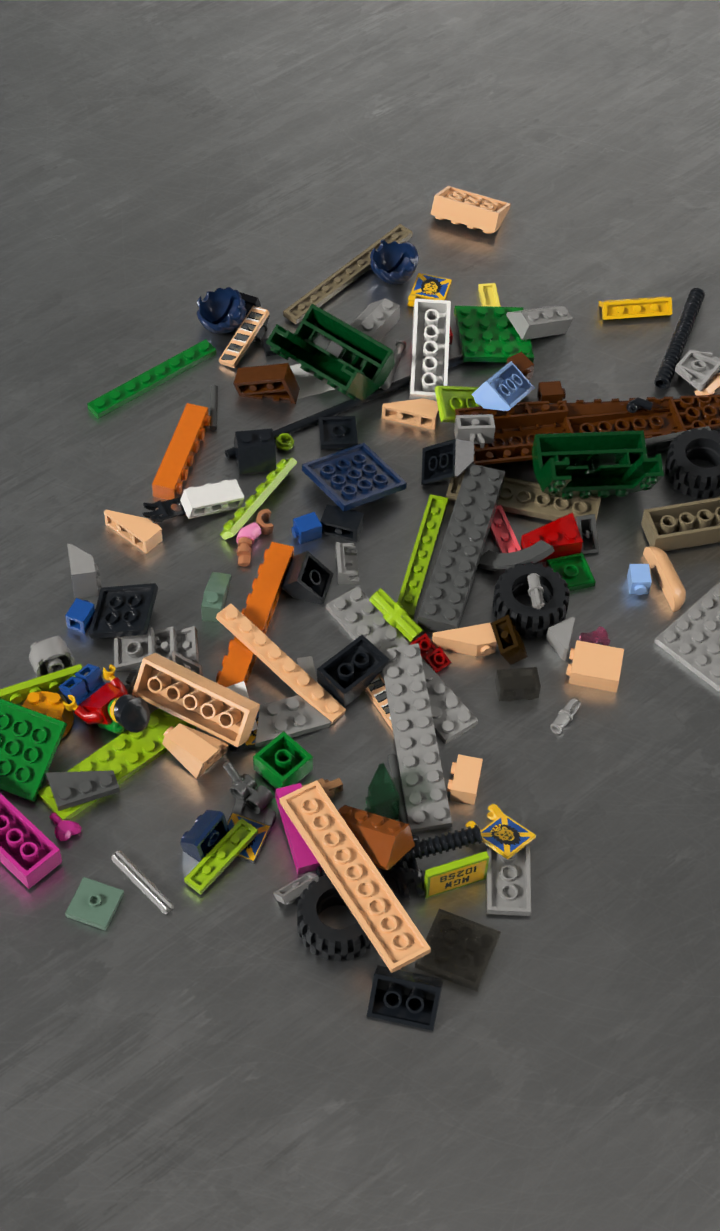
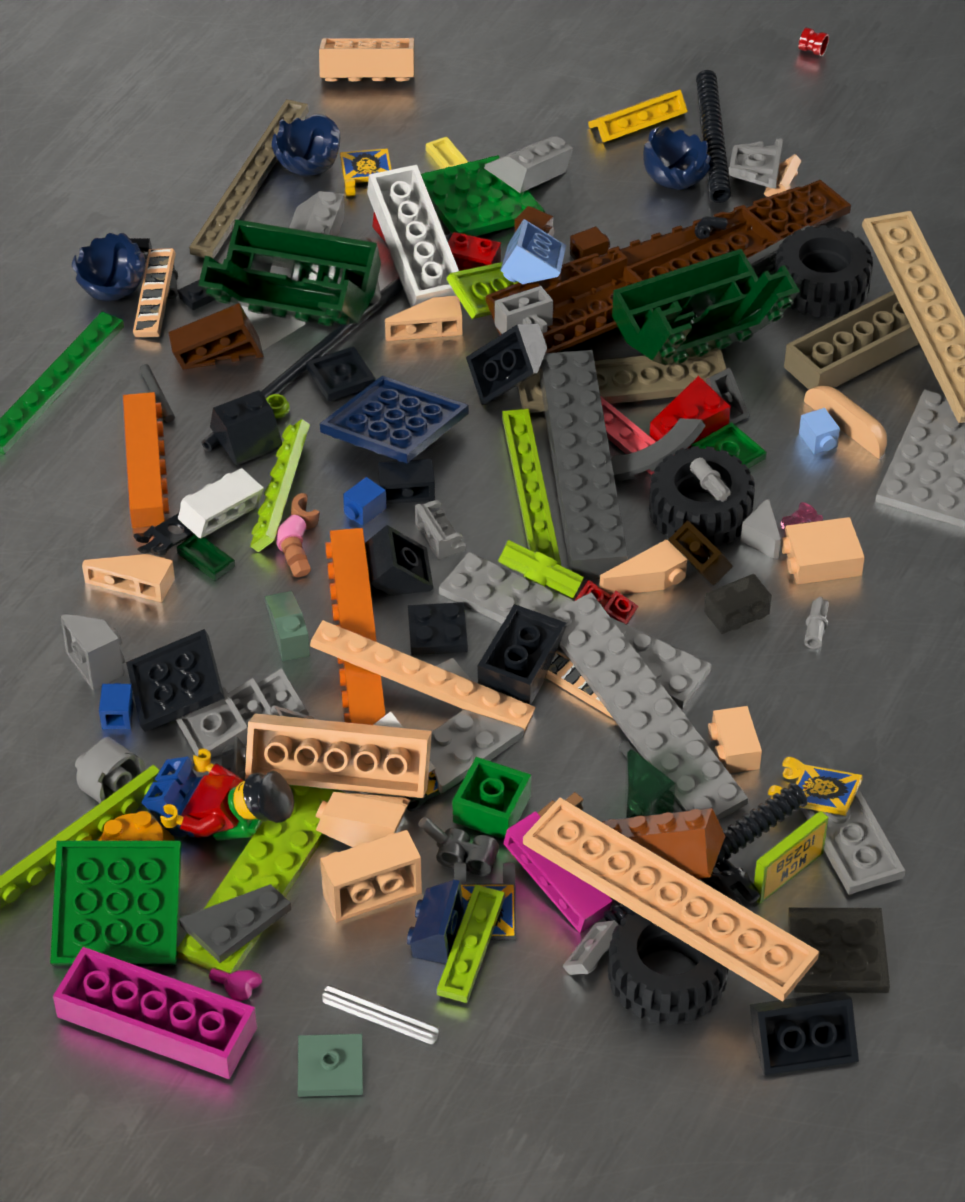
camera: 20 degrees left, 5 degrees down
(178, 787) = (371, 875): none -> light nougat brick
(188, 532) = (206, 557): none -> dark green tile
(311, 632) = (437, 628): none -> black plate
(466, 373) = (473, 251): none -> red brick
(640, 347) = (675, 158): none -> dark blue piece

